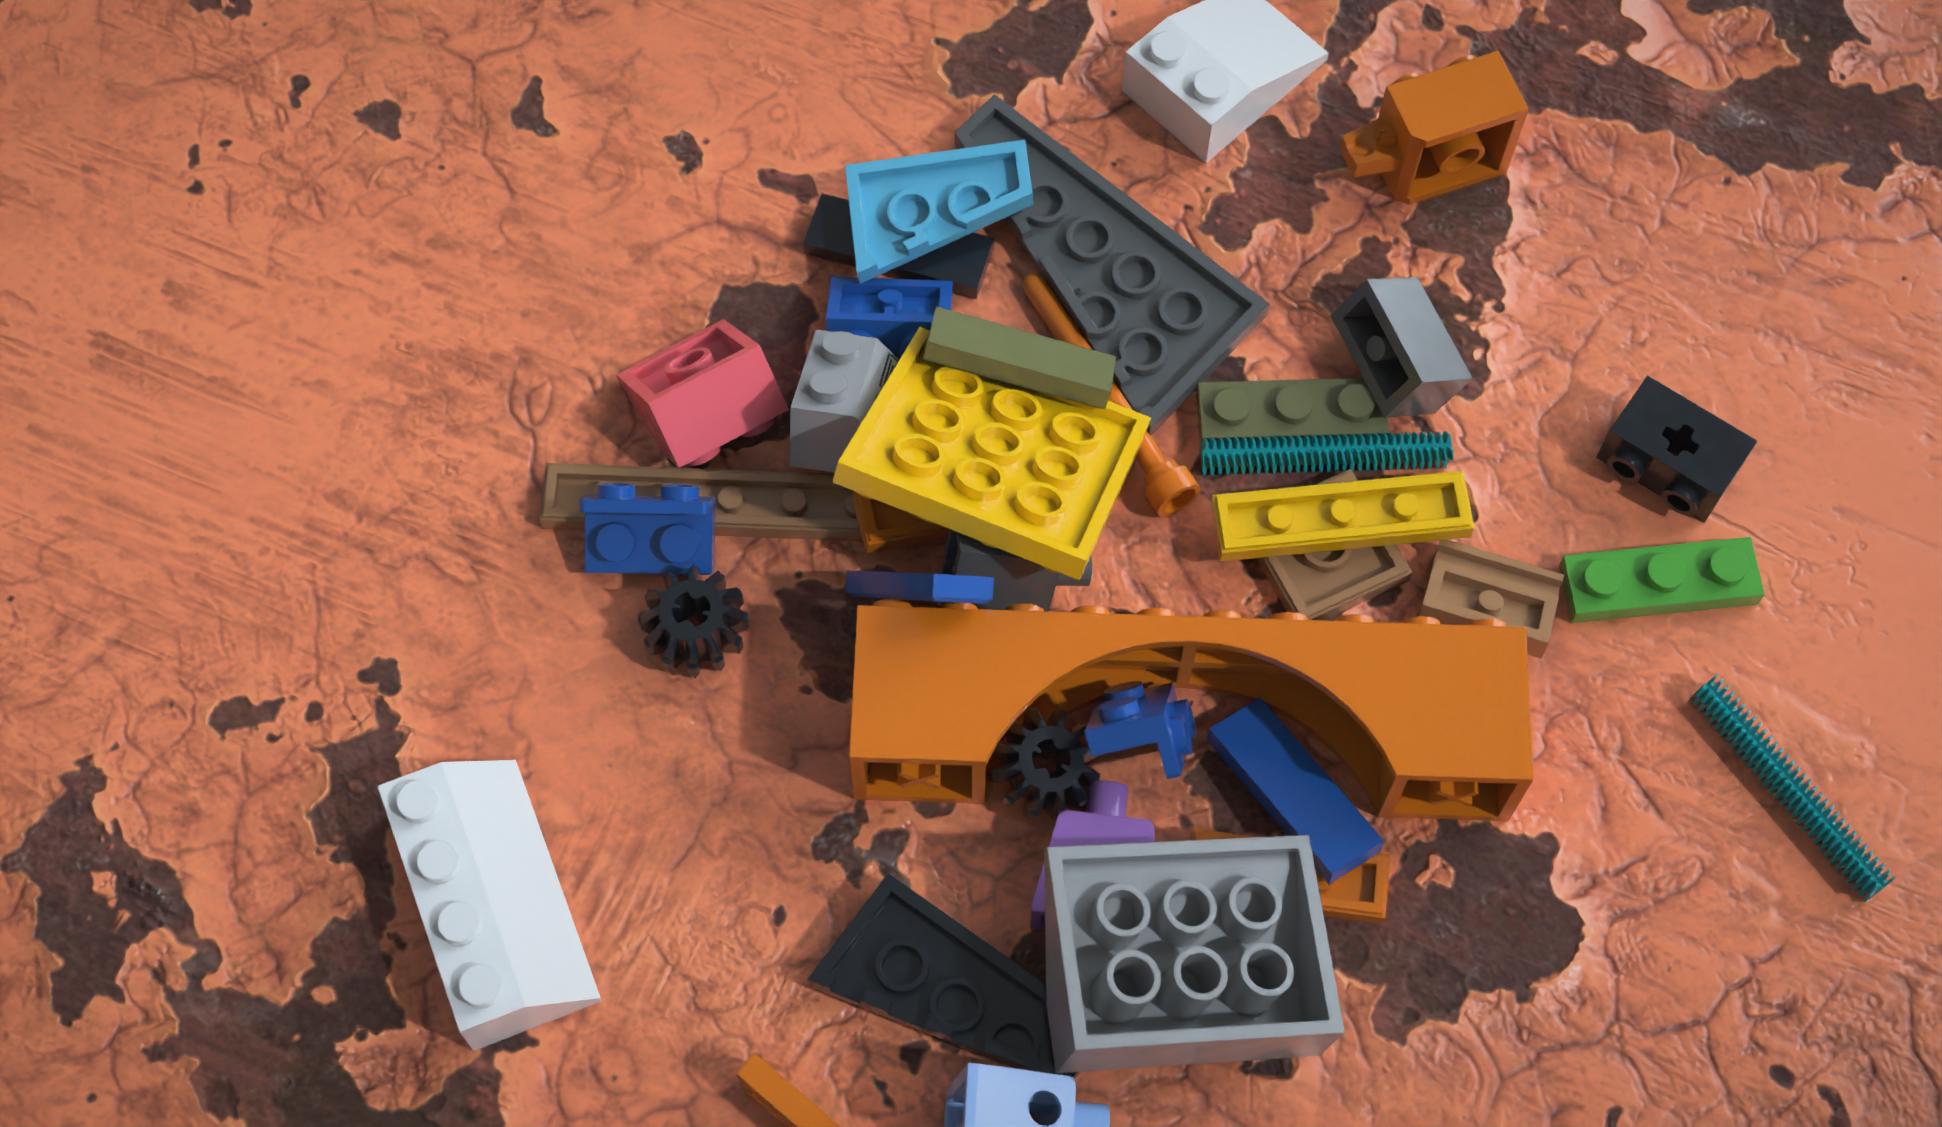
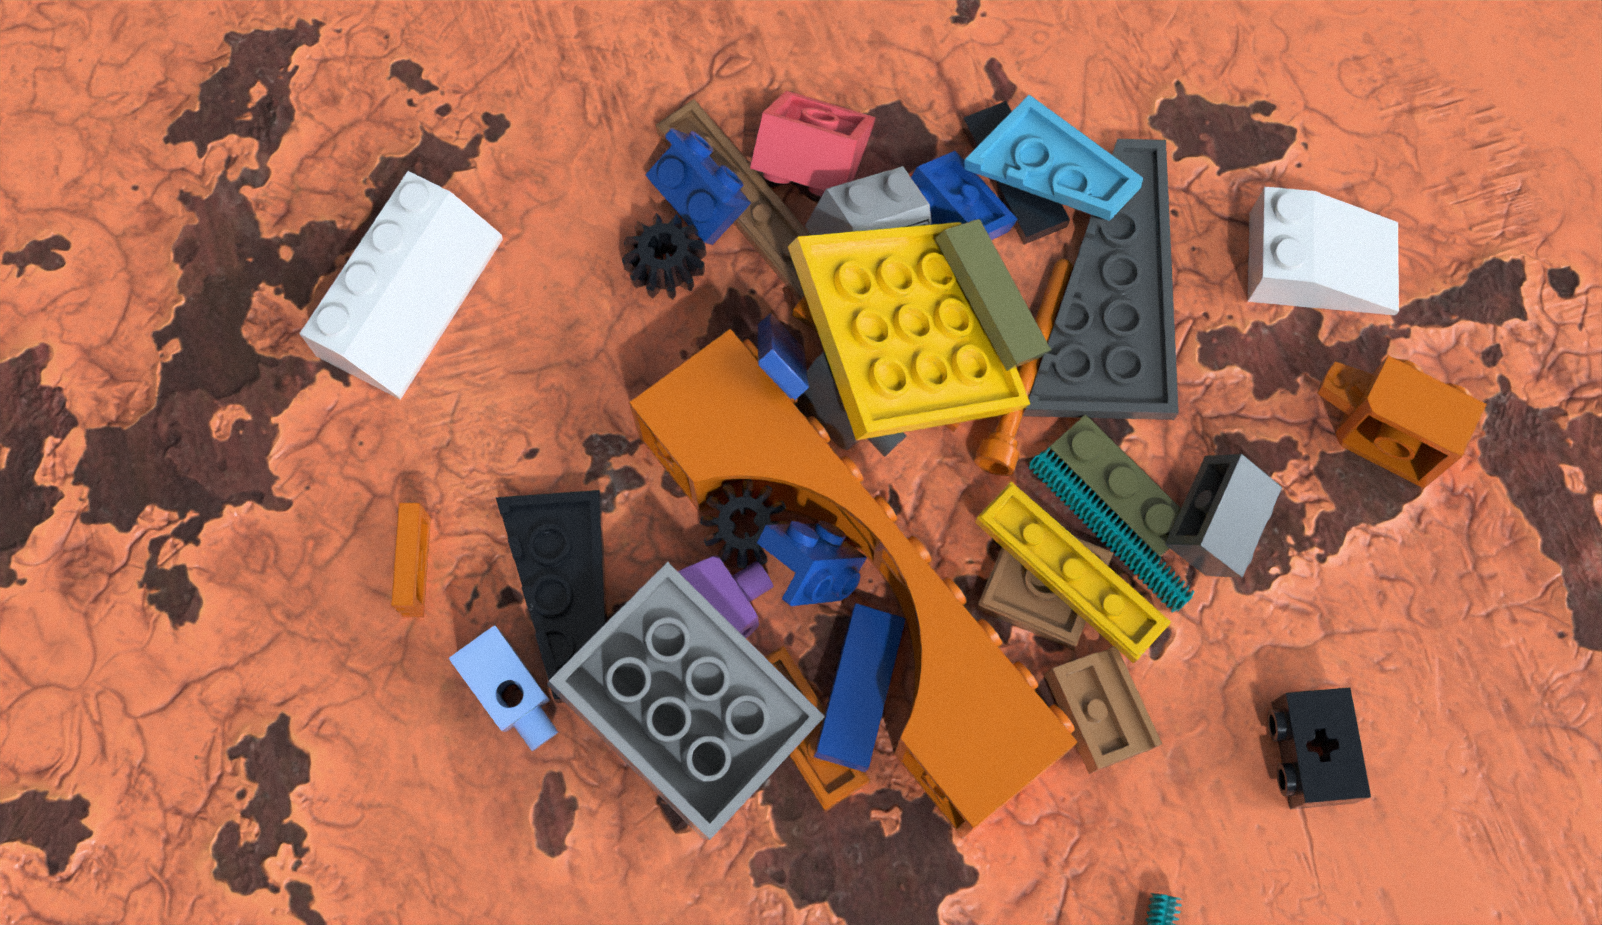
camera: 50 degrees right, 5 degrees up
(1661, 579) = (1220, 811): bright green plate -> none

